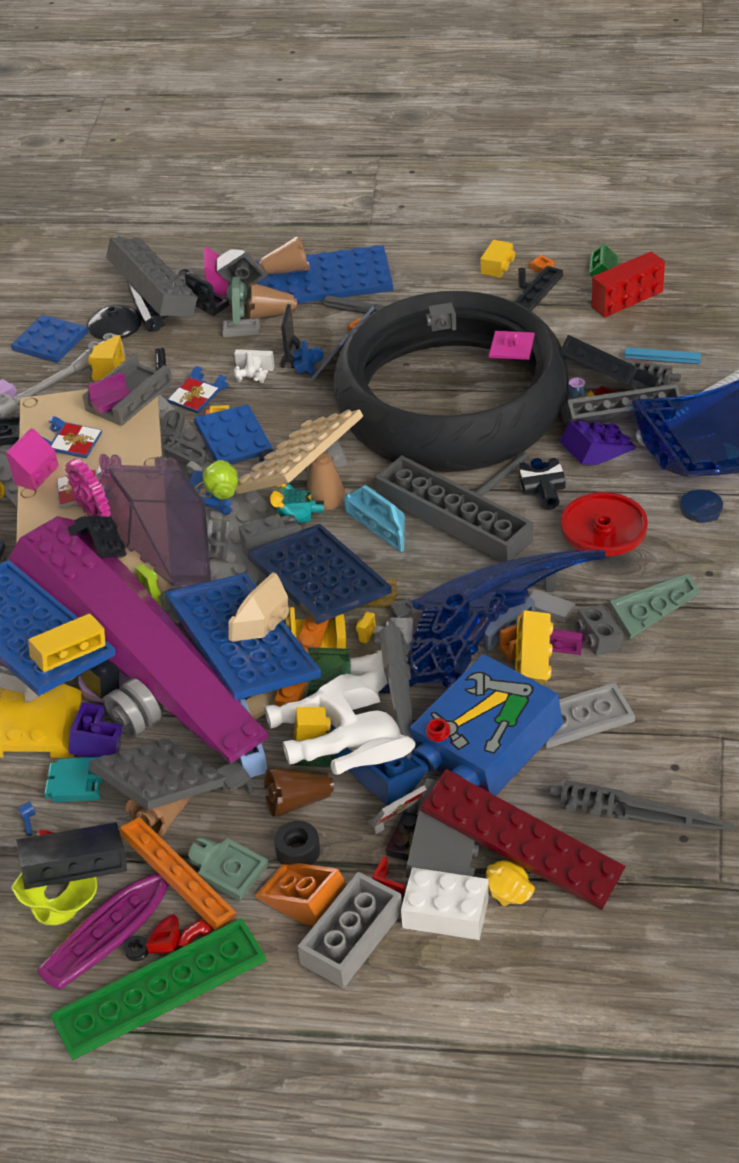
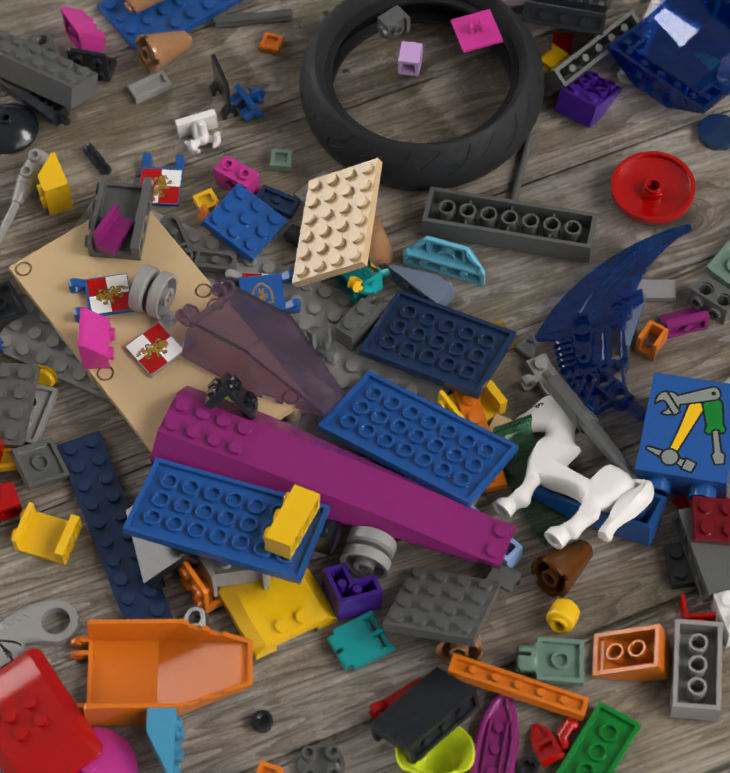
camera: 30 degrees left, 15 degrees up
(26, 811) = (338, 693): blue hand -> none
(87, 489) = (189, 355): dark pink gear -> none
(100, 437) = (153, 291): none -> light grey wheel
(148, 579) = (294, 417): lime plate -> none
(220, 479) = (277, 280): lime hair -> none
(237, 293) = (133, 56): sand green plate -> none
(239, 264) = (111, 20): dark grey slope -> none
(260, 406) = (230, 172): none -> dark pink brick
(260, 611) = (429, 408): tan wedge -> none
(262, 830) = (562, 615): none -> yellow head
(274, 431) = (279, 201): none -> dark blue plate
(293, 833) = (600, 602): black tyre -> none
(301, 405) = (281, 159): none -> sand green plate
(310, 723) = (546, 508): yellow brick -> none
(338, 348) = (284, 76): sand blue piece -> none
(347, 530) = (423, 284): none -> sand blue slope
(365, 627) = (511, 380): yellow plate -> none
(405, 803) = (671, 544): light grey flag -> none
(436, 344) = (410, 58): none -> lavender brick
(438, 730) = (666, 457): red plate -> none
(533, 645) = (677, 343): yellow brick -> none
(537, 464) = (552, 140): clear blue hand -> none
(543, 482) = (567, 161): black connector -> none
(576, 386) = (547, 48): flat silver piece -> none

